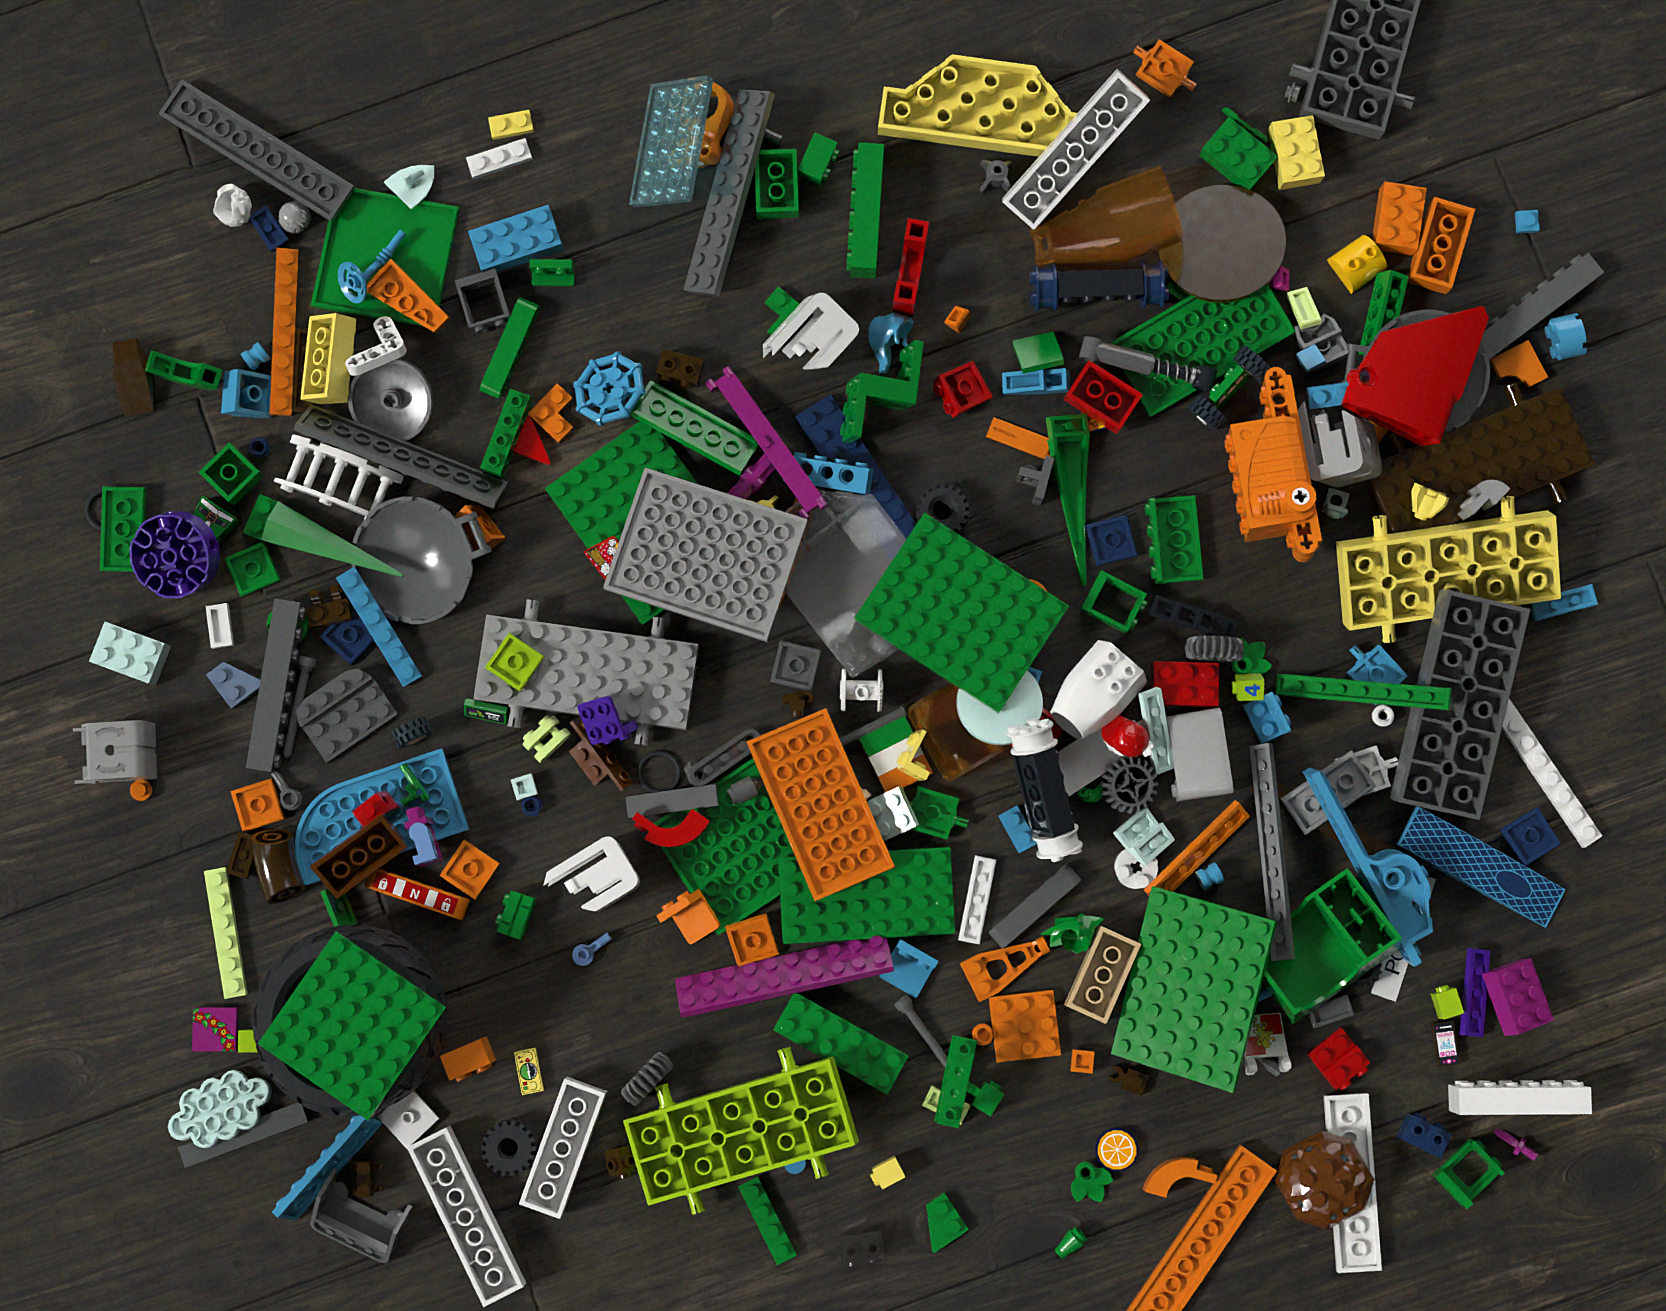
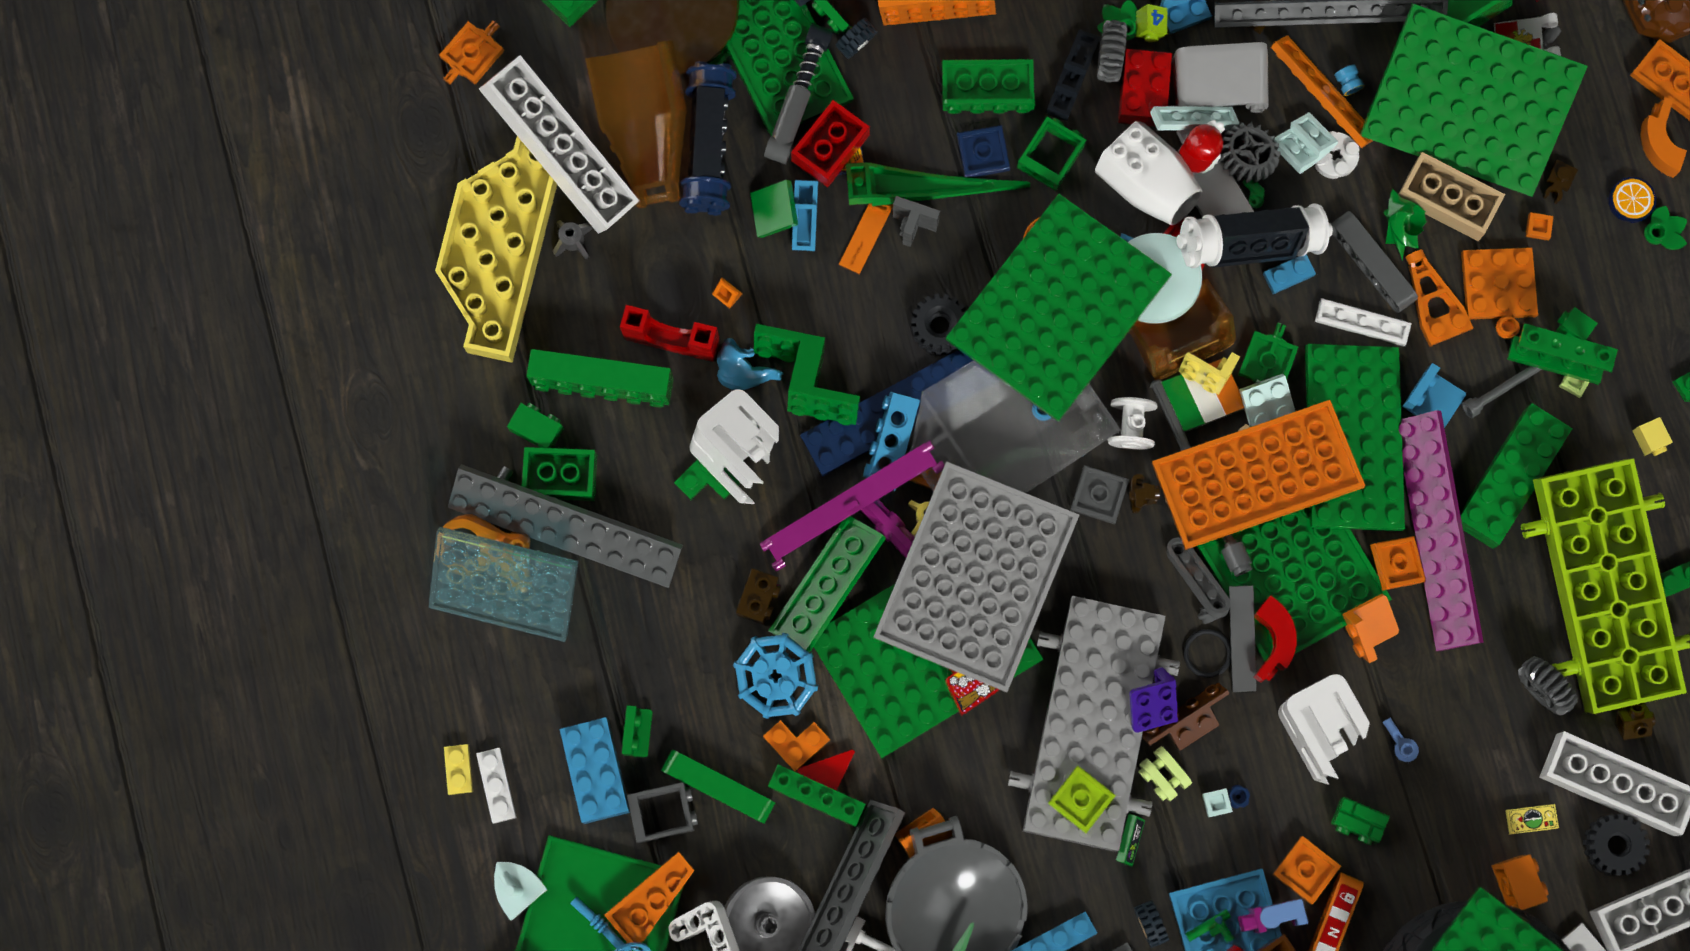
camera: 85 degrees left, 5 degrees down
(961, 389) = (807, 293): red plate -> none

